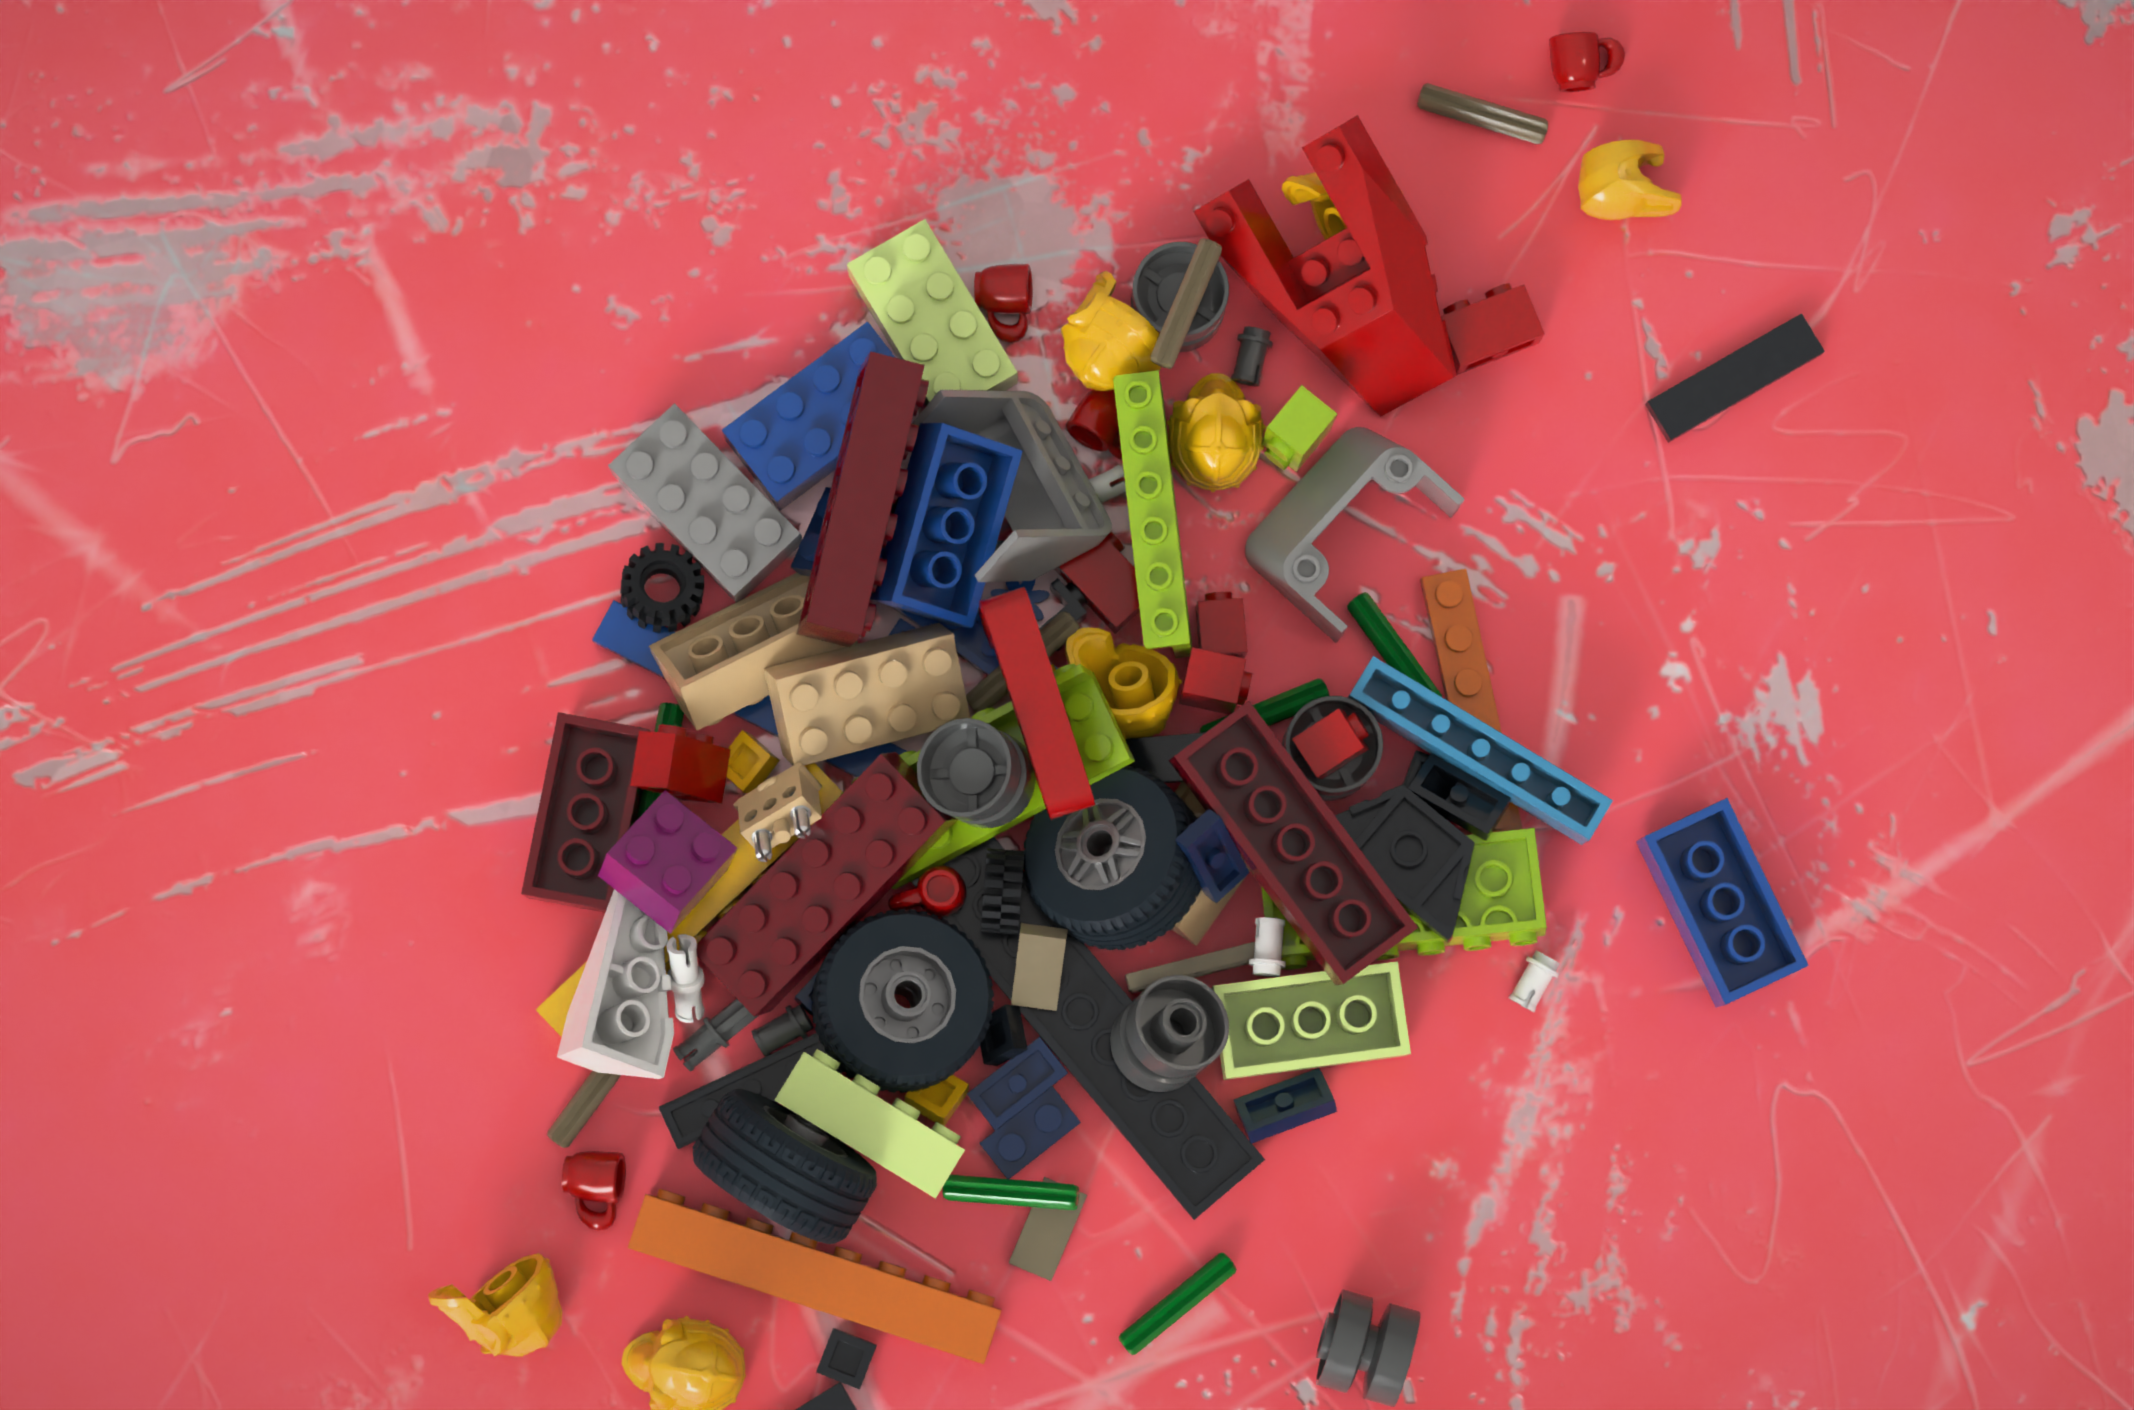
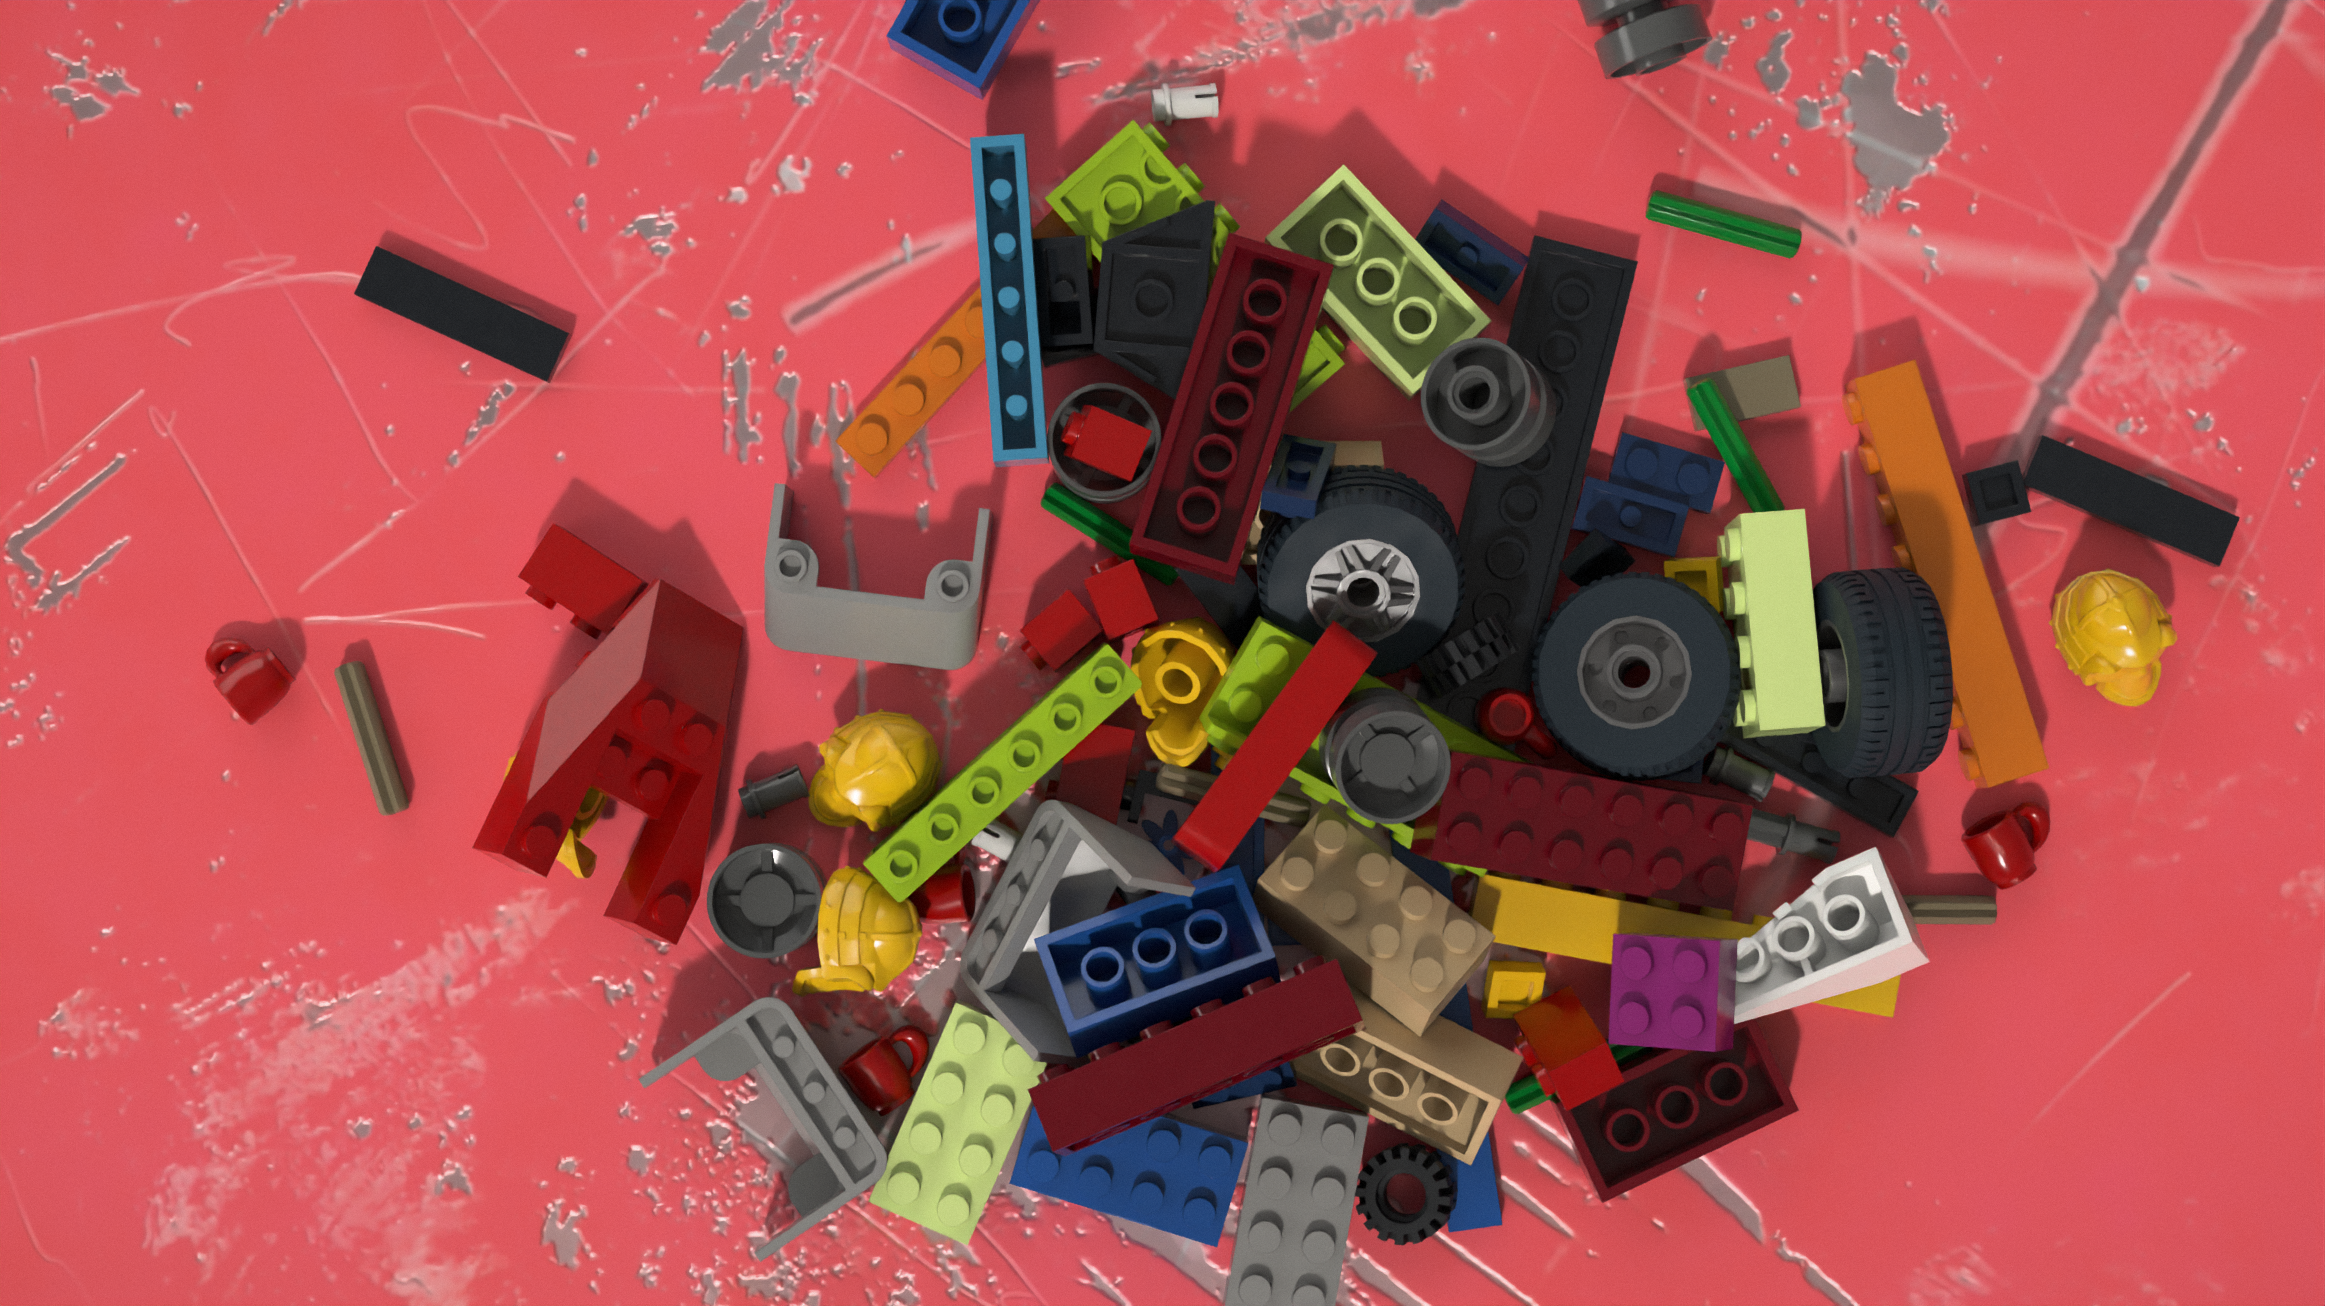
camera: 120 degrees left, 5 degrees up
(511, 1311) = (2186, 837): yellow head -> none
(686, 978) = (1760, 897): white pin -> none
(779, 810) = (1547, 920): tan piece -> none
(970, 229) = (842, 1143): none -> light grey windscreen
(1039, 966) = (1513, 570): dark tan tile -> none
(1186, 303) = (776, 884): dark tan axle -> none
(1193, 966) = (1401, 428): dark tan tile -> none
(1268, 947) = (1339, 368): white pin -> none
(1297, 430) = (818, 692): lime brick -> none
(1387, 640) = (961, 457): green axle -> none
(1615, 187) = (356, 558): yellow helmet -> none

